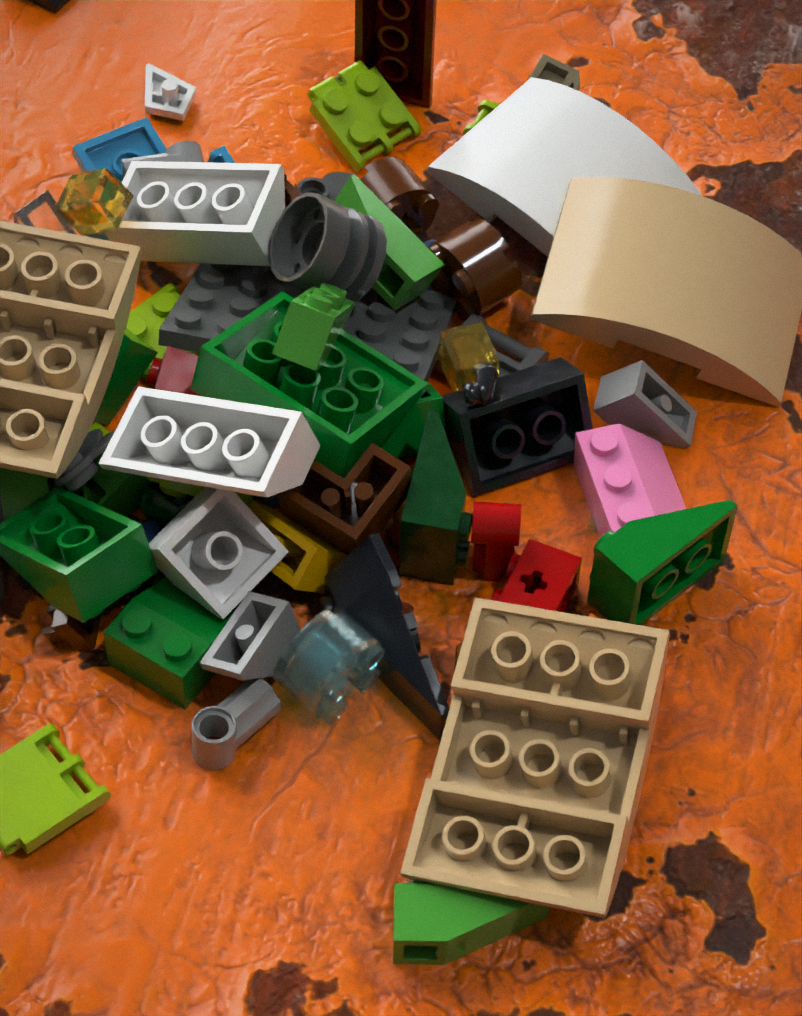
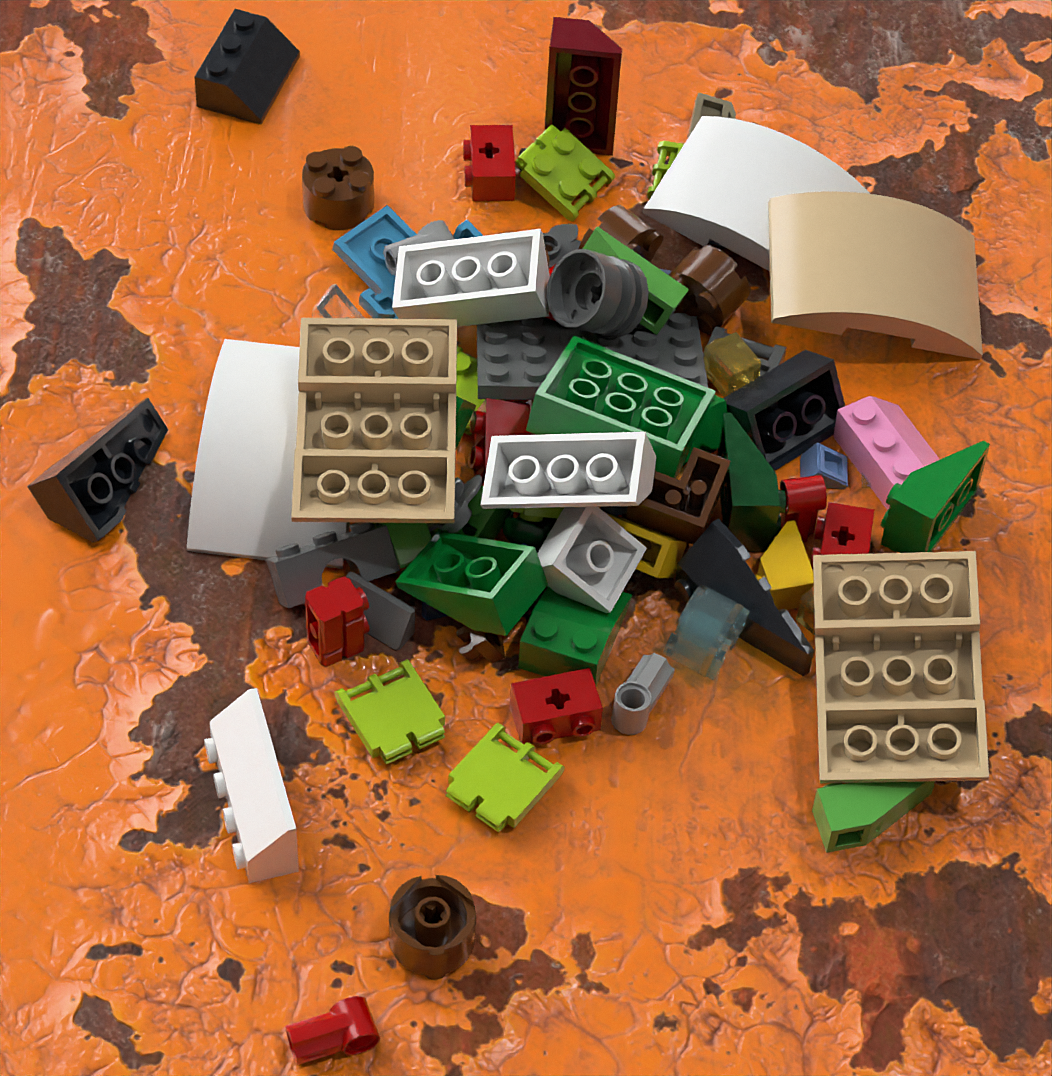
camera: 15 degrees left, 0 degrees up
(94, 202) = (384, 287): clear yellow brick -> none
(103, 88) = (338, 187): none -> reddish brown brick
(125, 719) = (556, 707): none -> red brick
(167, 94) = (391, 182): white piece -> none
(253, 639) = (641, 622): light grey slope -> none
(281, 99) = (491, 163): none -> red brick
(313, 325) = (618, 360): bright green slope -> none
(449, 607) = (787, 568): none -> yellow slope
(483, 389) = (758, 381): black arm -> none
(548, 499) = (827, 463): none -> medium blue slope
(645, 404) = (878, 374): light grey slope -> none

